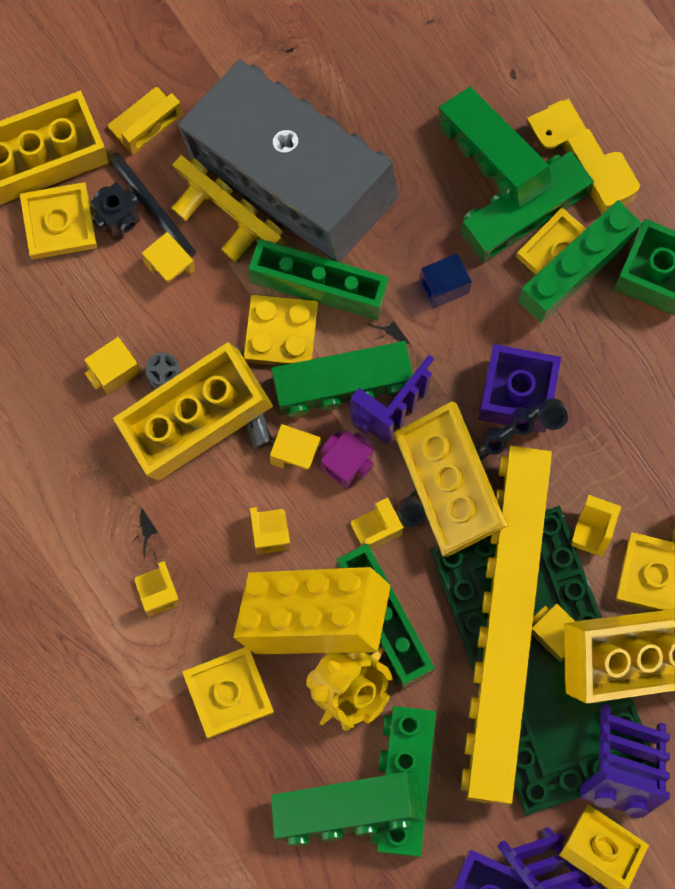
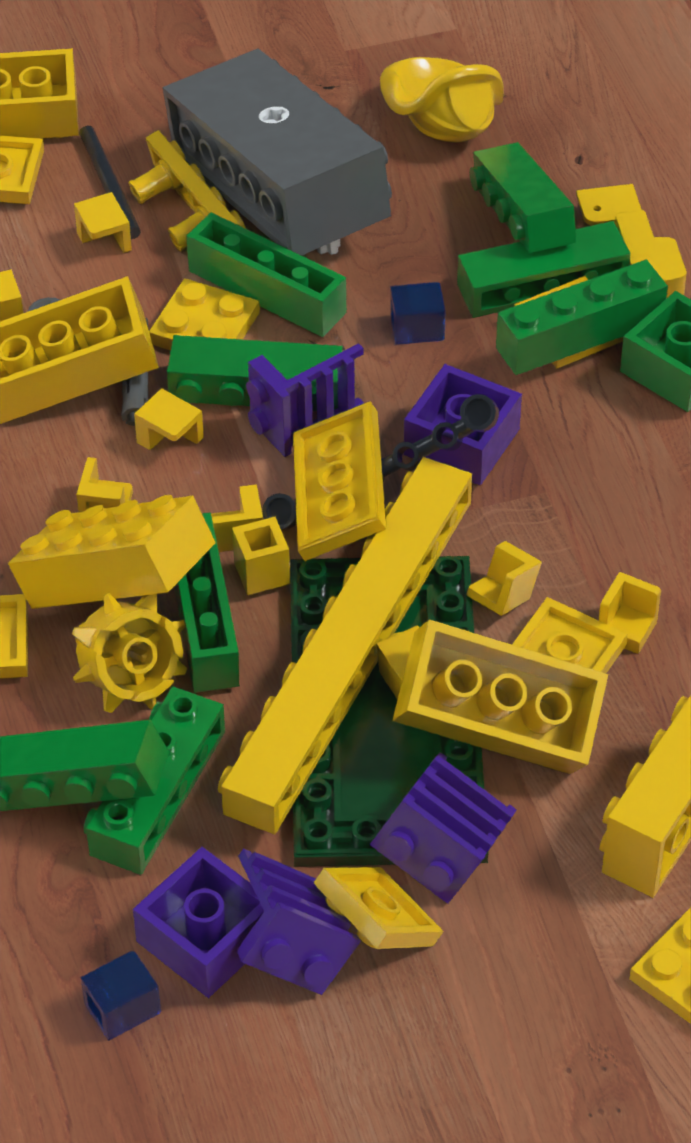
camera: 20 degrees right, 25 degrees down
(115, 210) = (59, 163): black brick -> none
(146, 119) = (133, 109): yellow panel -> none
(346, 457) = (226, 447): magenta brick -> none
(390, 48) = (443, 96): none -> yellow piece
(412, 560) = (261, 555): none -> yellow brick

